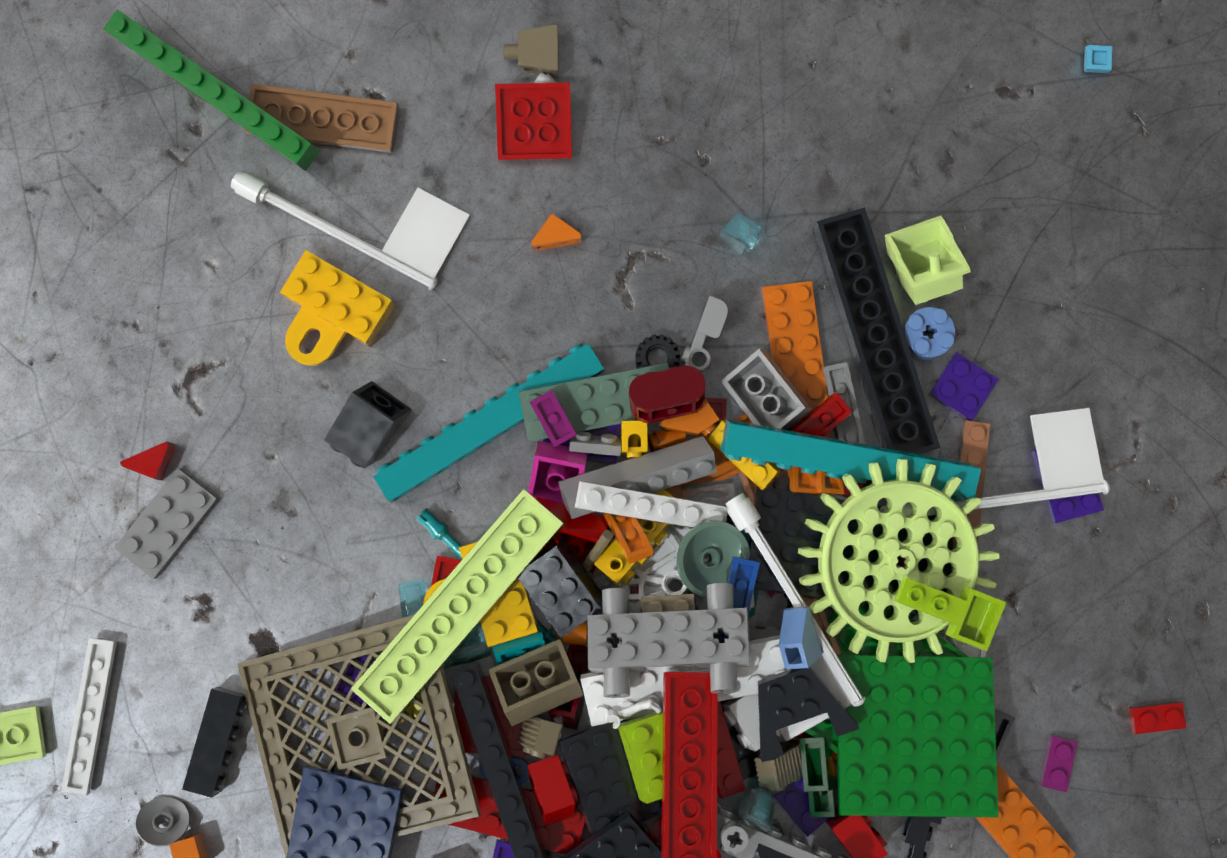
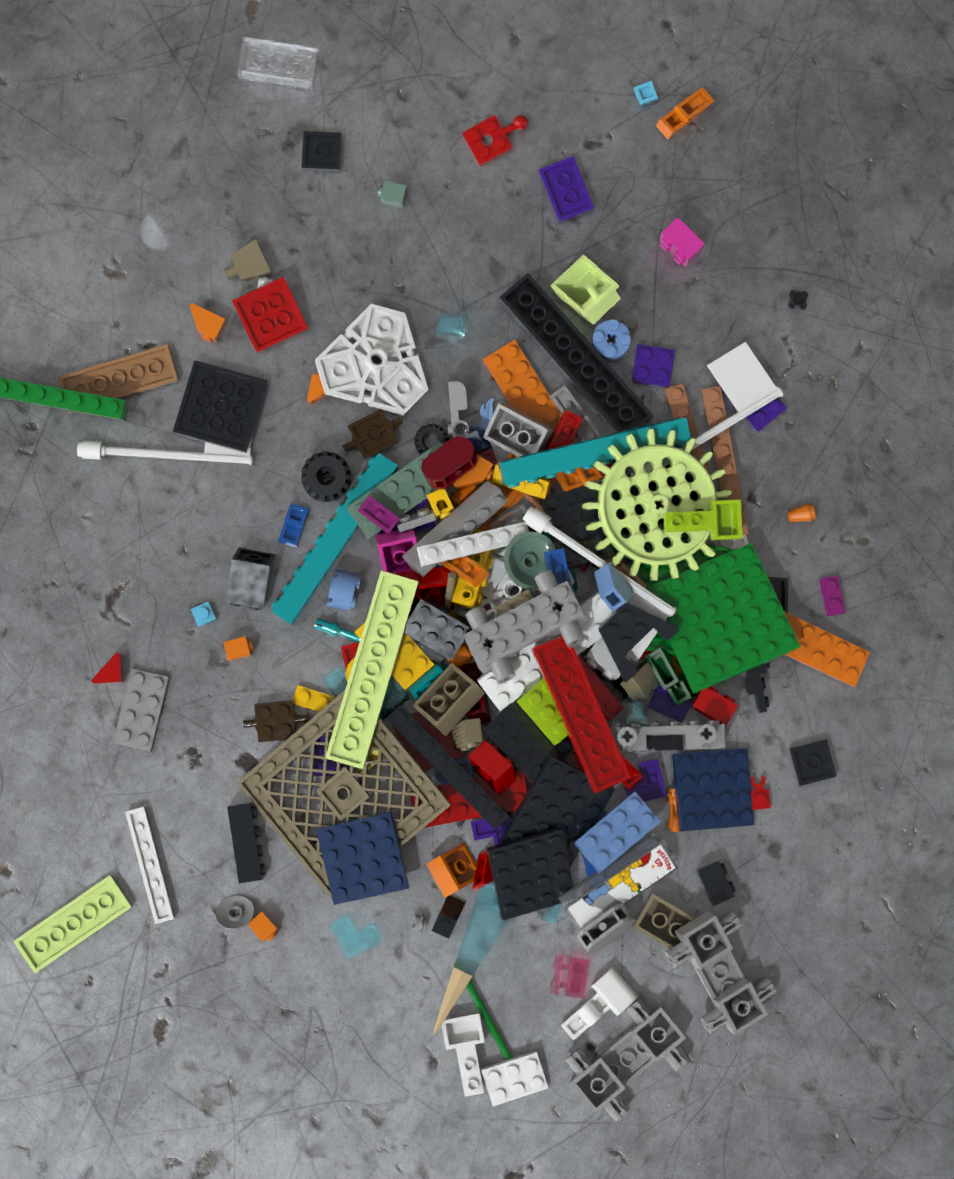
camera: 20 degrees left, 0 degrees up
(293, 442) = (203, 614): none -> medium azure plate
(314, 502) = (238, 648): none -> orange brick
(319, 609) = (275, 720): none -> dark brown plate
(333, 306) = (188, 506): yellow brick -> none
(374, 602) = (311, 699): none -> yellow plate
(425, 204) = (220, 406): none -> black plate
(448, 384) = (293, 525): none -> blue slope
(456, 100) = (208, 323): none -> orange slope
(470, 488) = (342, 590): none -> medium blue brick
(495, 343) = (321, 464): none -> black wheel
(591, 318) = (373, 434): none -> dark brown plate
(597, 230) = (349, 371): none -> white plate
(630, 710) = (522, 685): white piece -> none
(713, 383) = (479, 443): none -> dark blue brick
(737, 356) = (486, 415): none -> light blue piece
(744, 44) = (392, 193): none -> sand green brick
(897, 20) = (492, 128): none -> red plate
(952, 130) = (566, 189): none -> dark purple plate
(1006, 518) = (722, 447): none -> nougat plate
(1065, 253) = (681, 242): none -> dark pink brick
(1067, 647) = (802, 513): none -> orange cone
(1134, 102) = (684, 113): none -> orange slope
(1157, 717) = (886, 534): red plate -> none
(1180, 385) = (801, 295): none -> black plate

